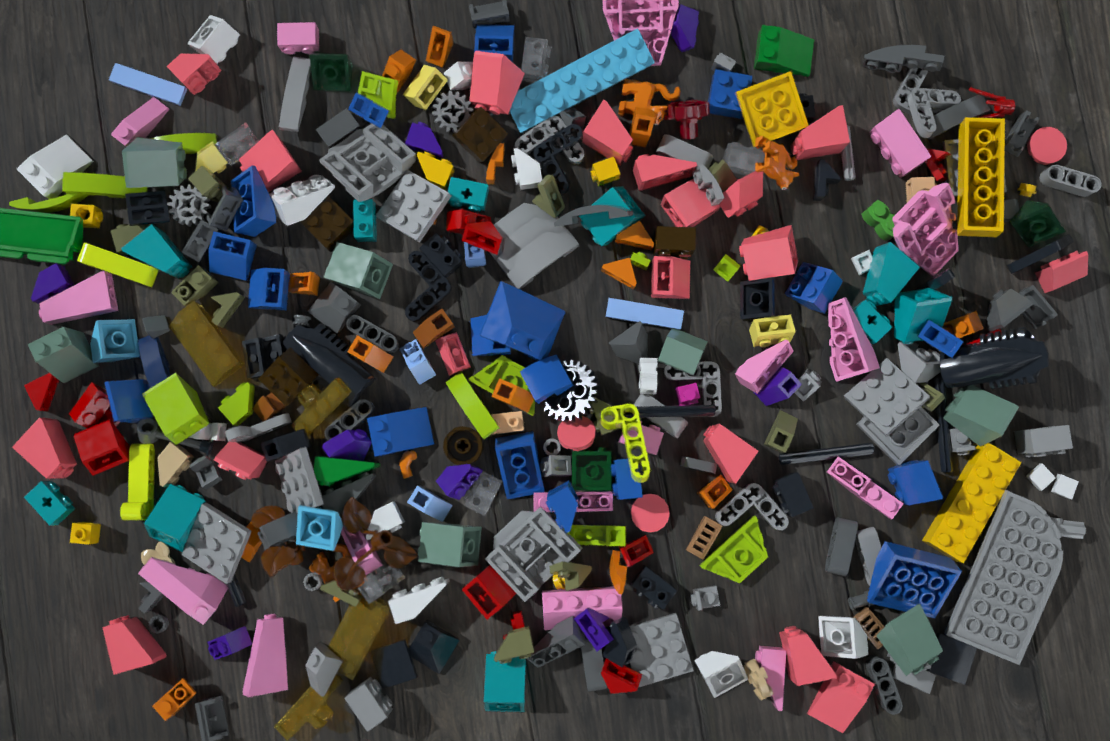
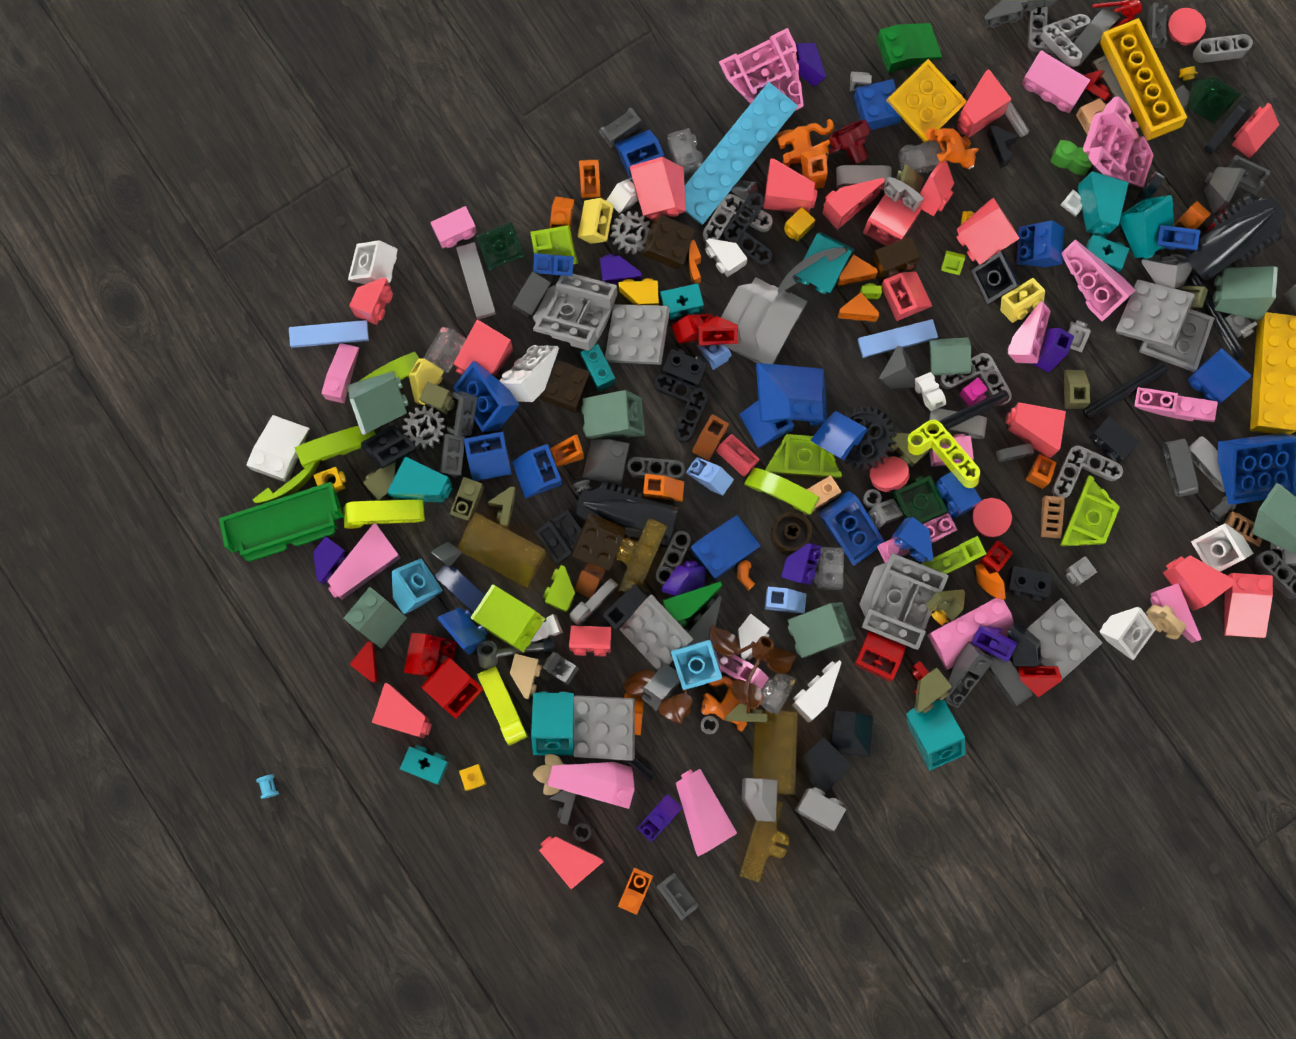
camera: 25 degrees left, 5 degrees down
(513, 395) = (816, 464): orange slope -> none
(549, 197) = (759, 270): olive slope -> none

